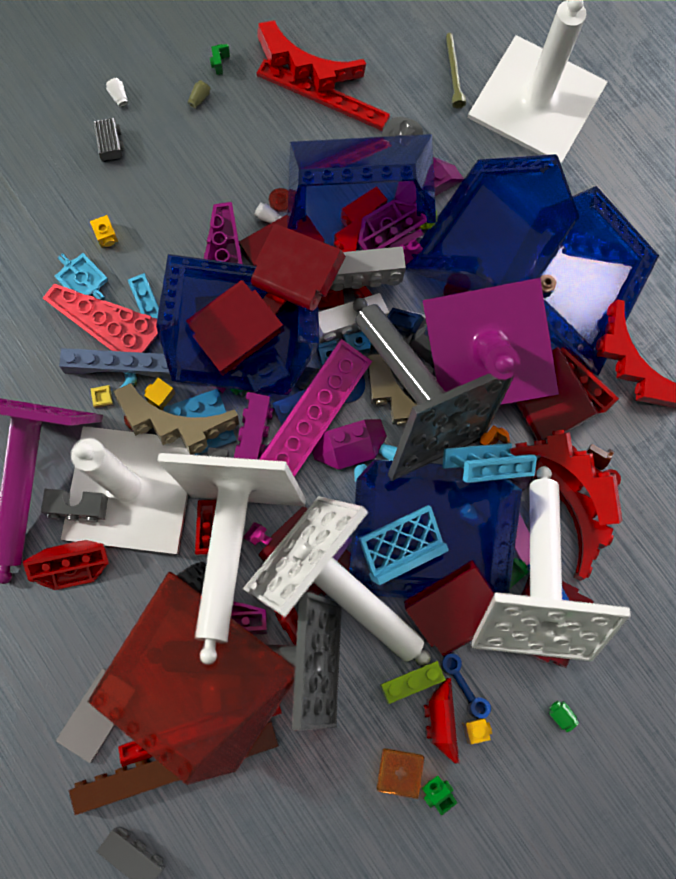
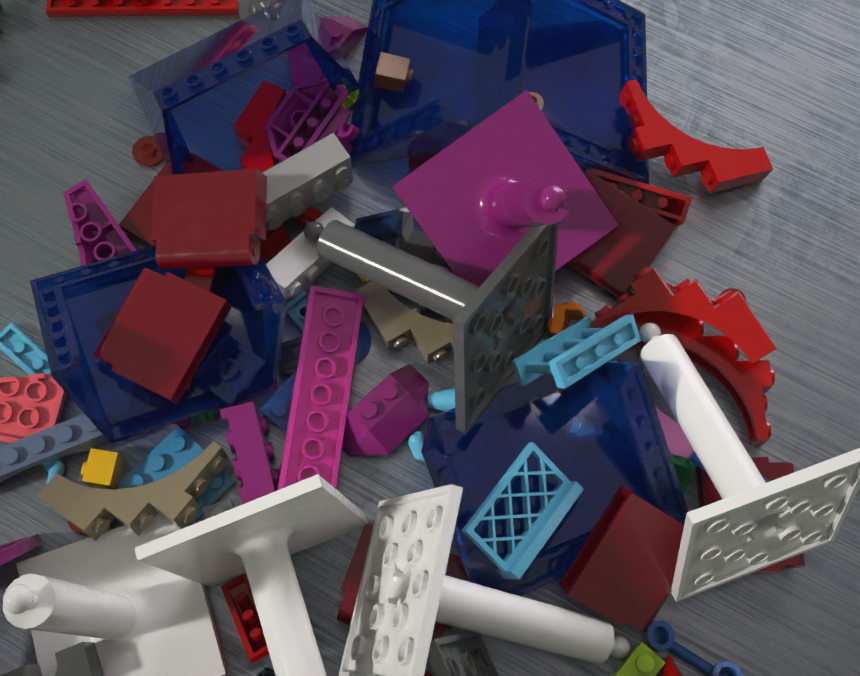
camera: 20 degrees left, 5 degrees down
(101, 396) = (25, 510): light yellow tile -> none
(256, 534) = (321, 593): dark pink plate -> none
(266, 213) = (138, 175): white cone -> none
(363, 347) = (344, 283): dark azure brick -> none
(464, 220) = (393, 72): none -> dark orange brick
(563, 716) = (834, 631): green brick -> none
(601, 457) = (708, 279): reddish brown tile -> none

